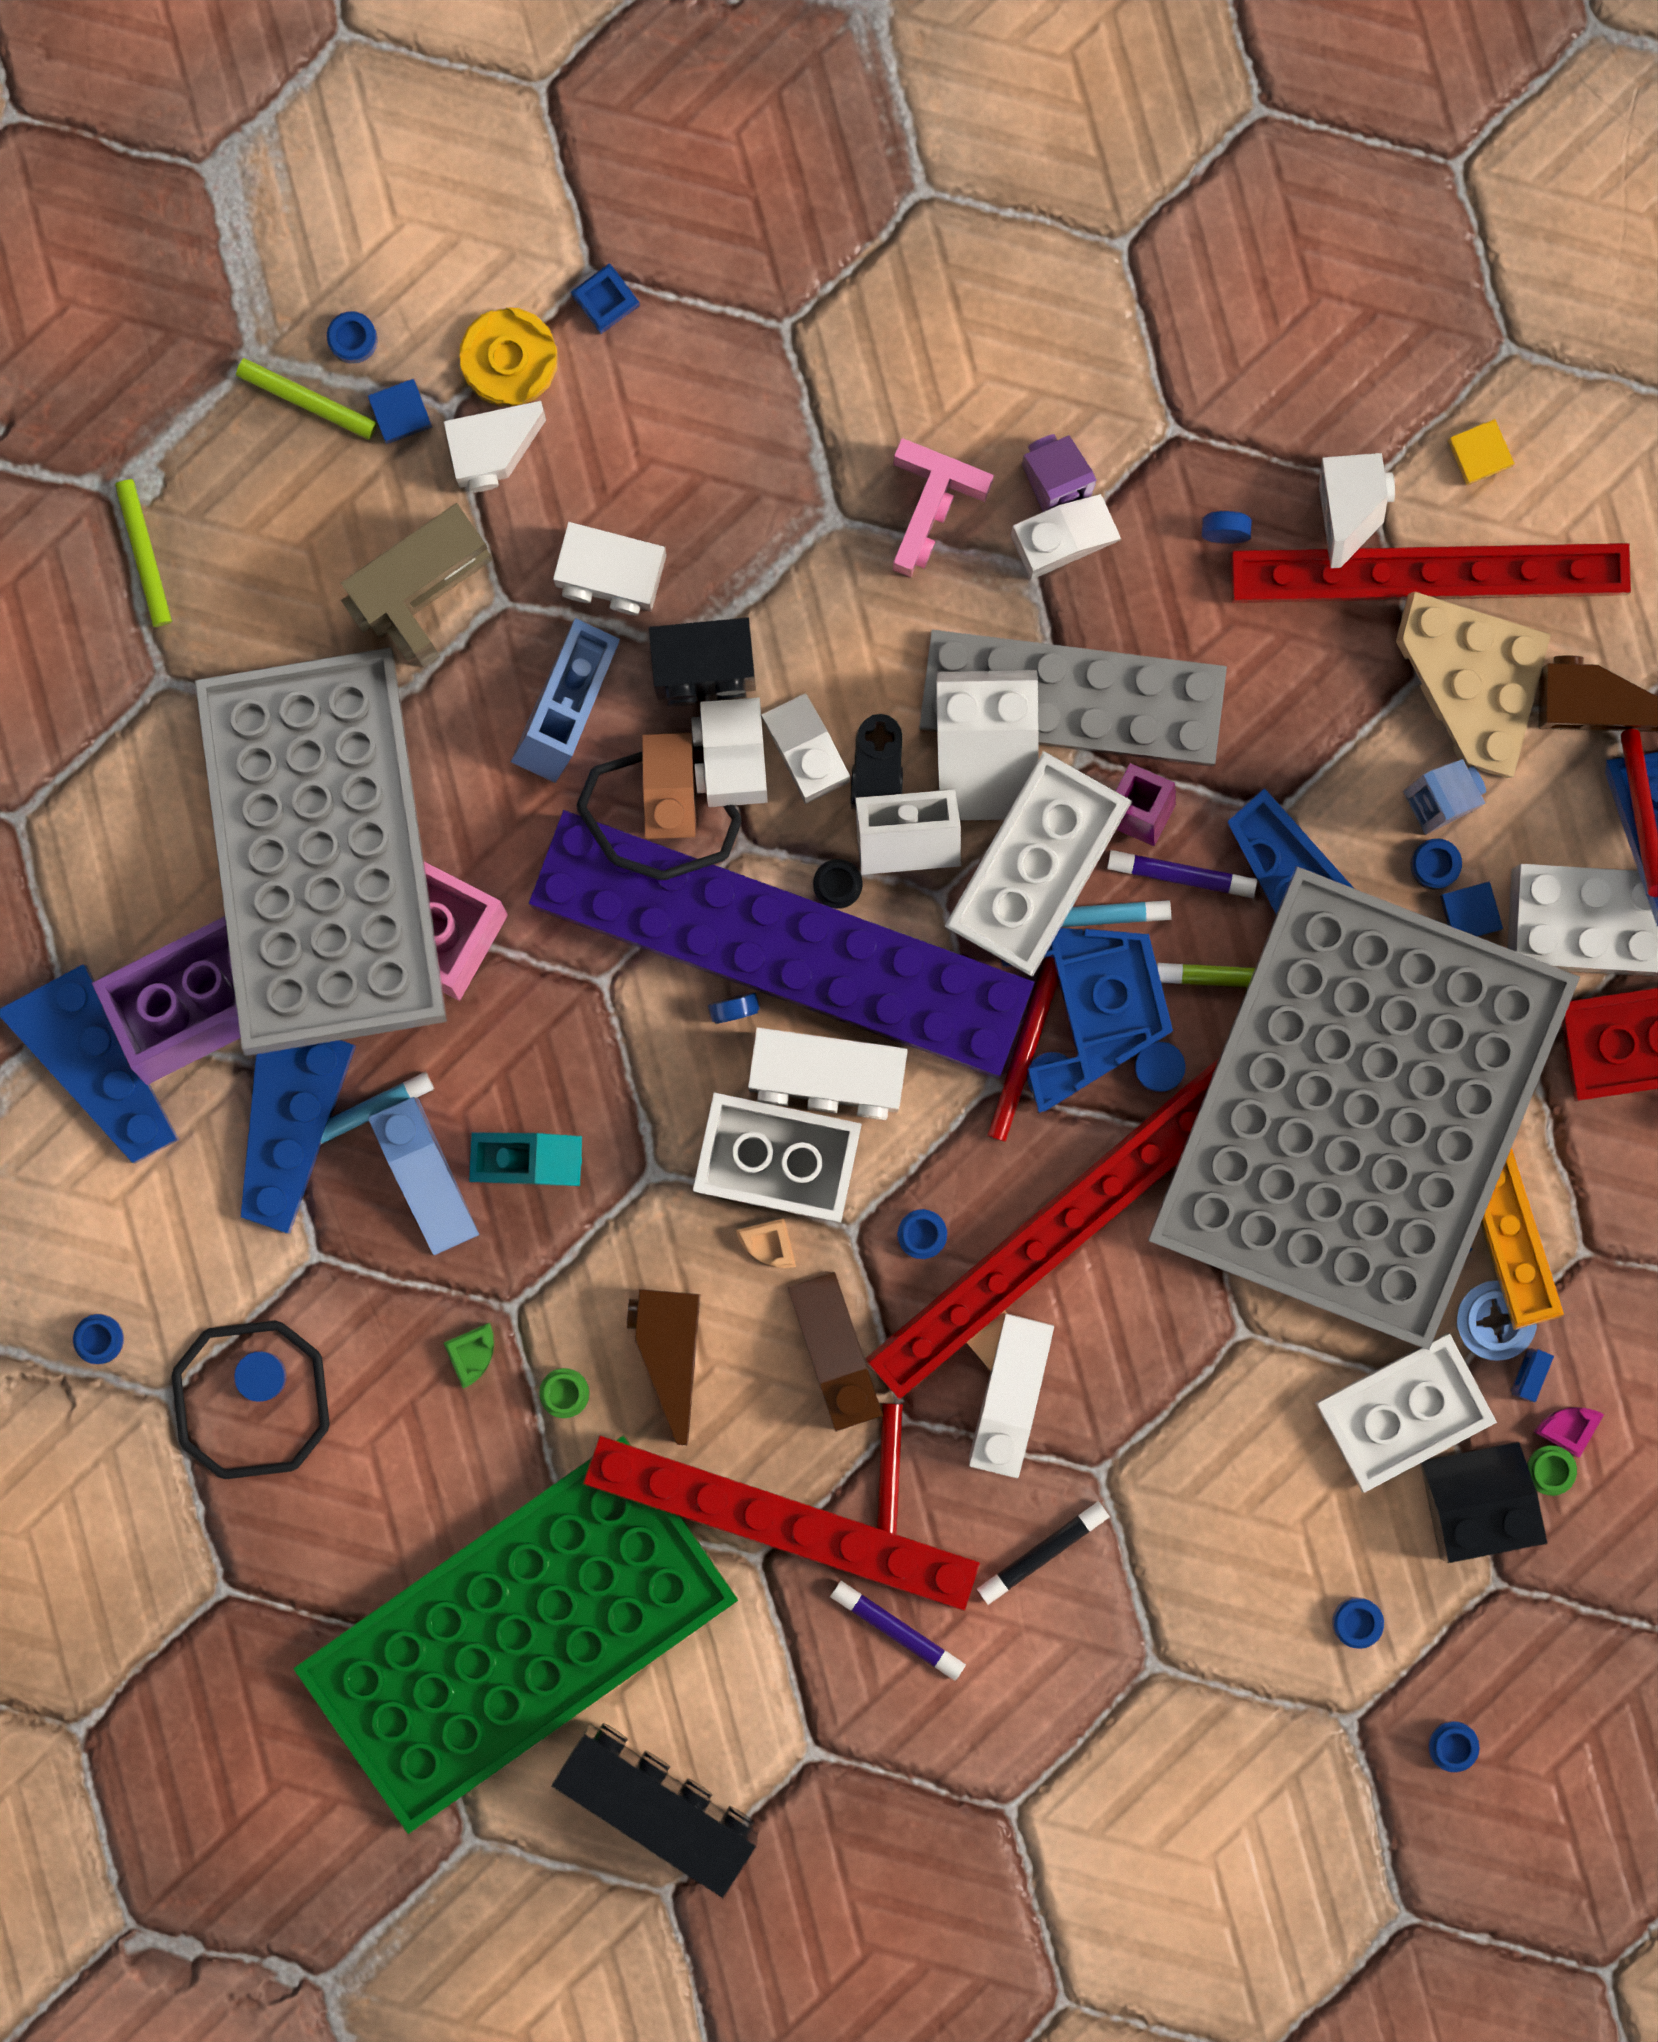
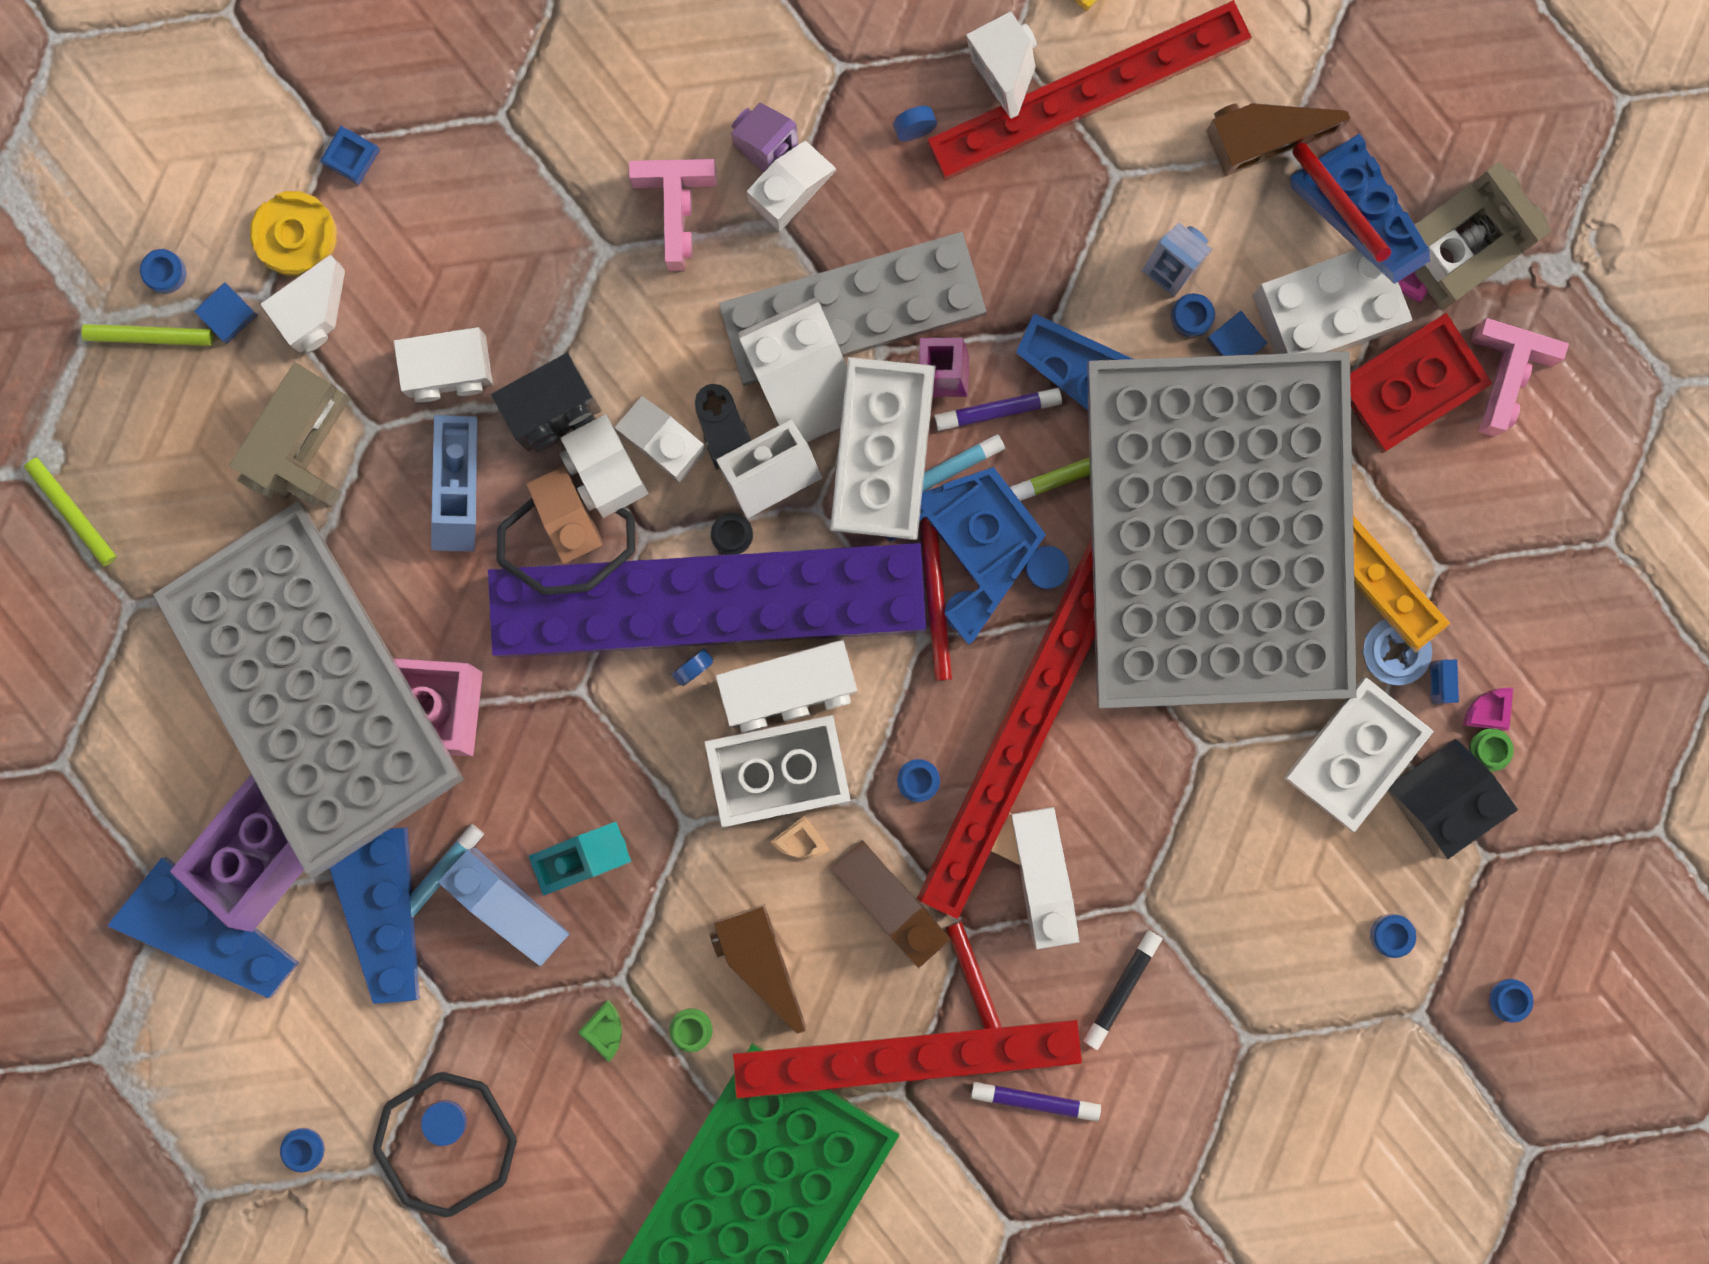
camera: 25 degrees left, 0 degrees up
(1475, 677) = (1159, 155): tan plate -> none

